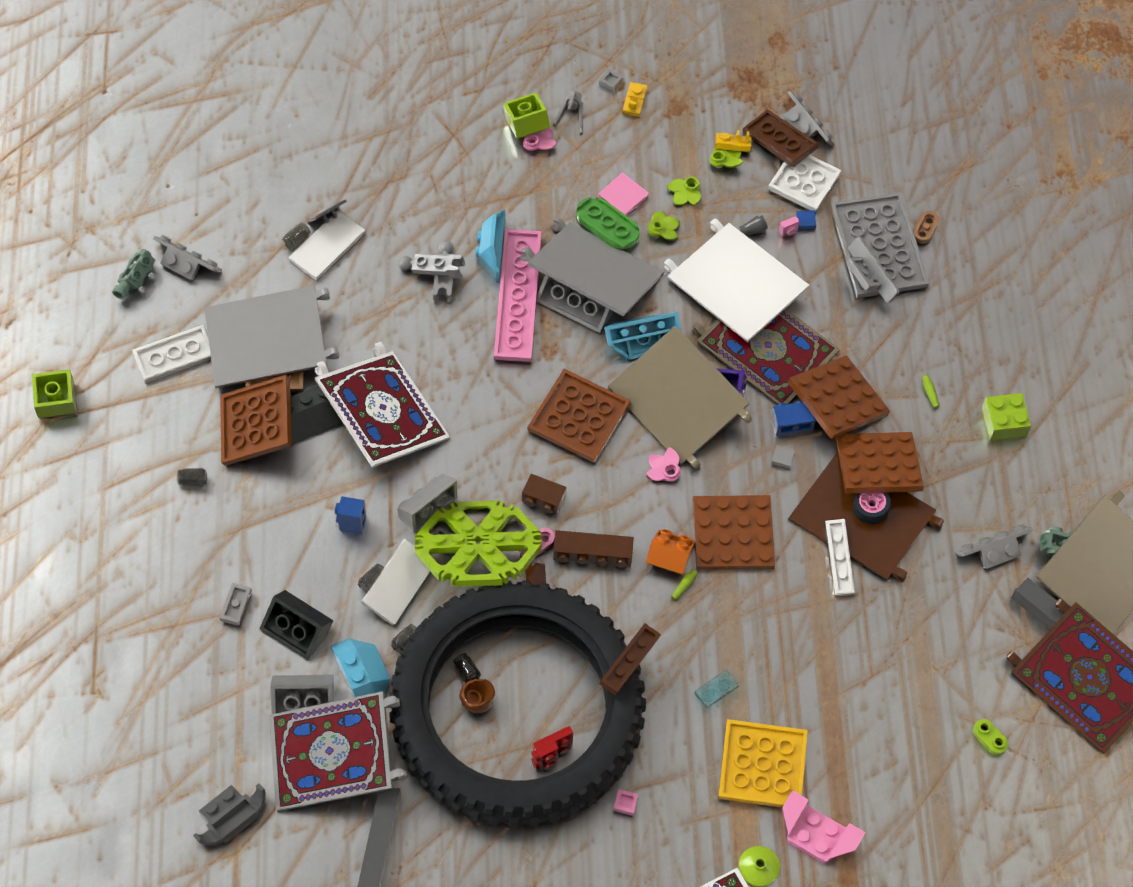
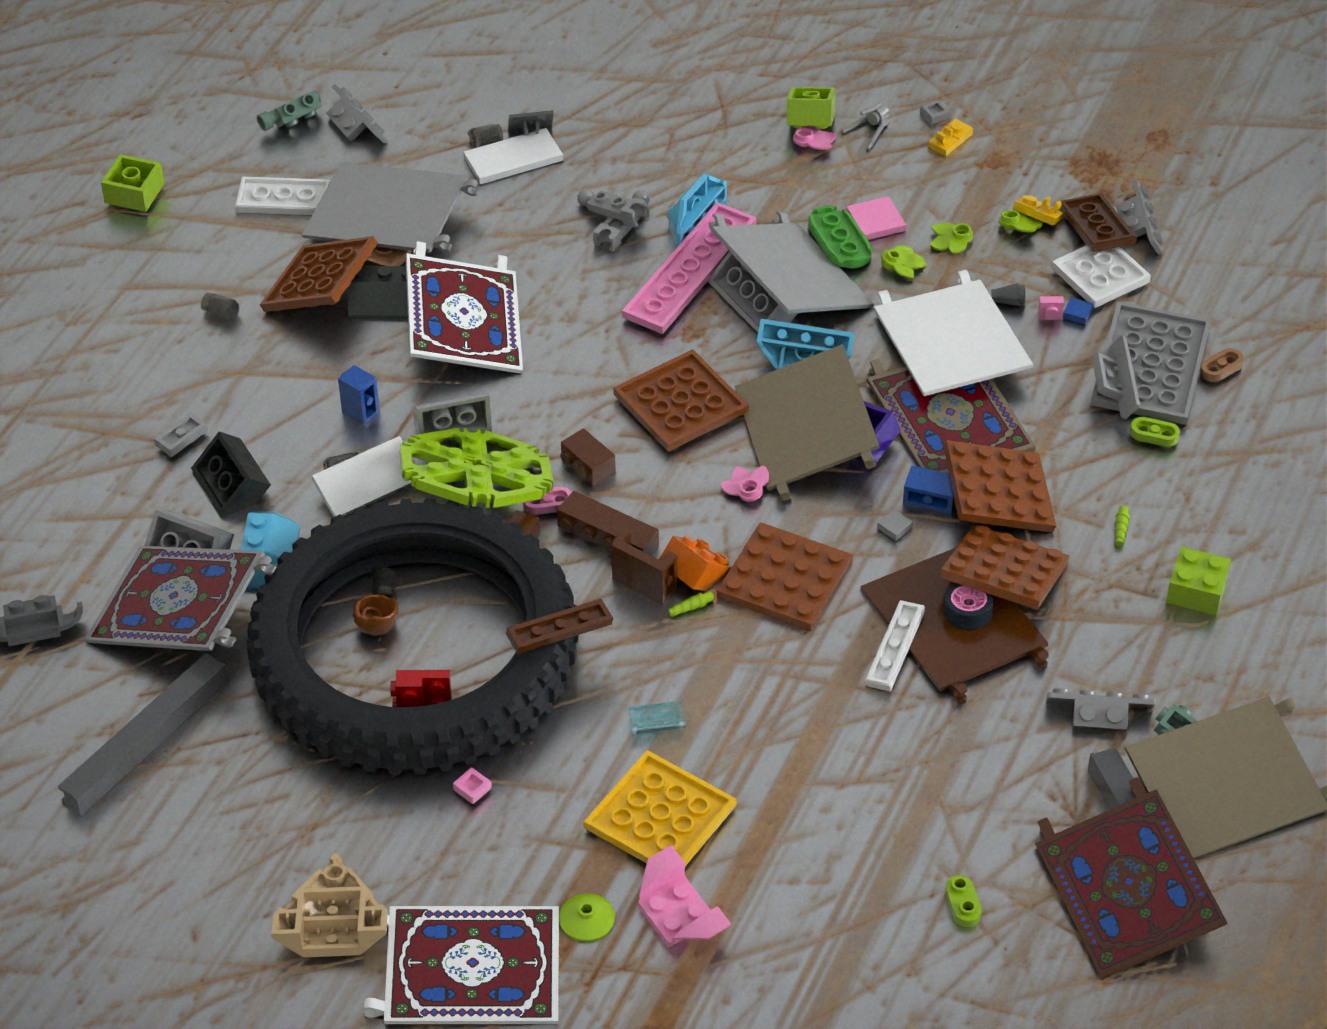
camera: 30 degrees right, 15 degrees down
(641, 577) = (643, 572): none -> reddish brown panel
(911, 302) = (1154, 431): none -> lime plate

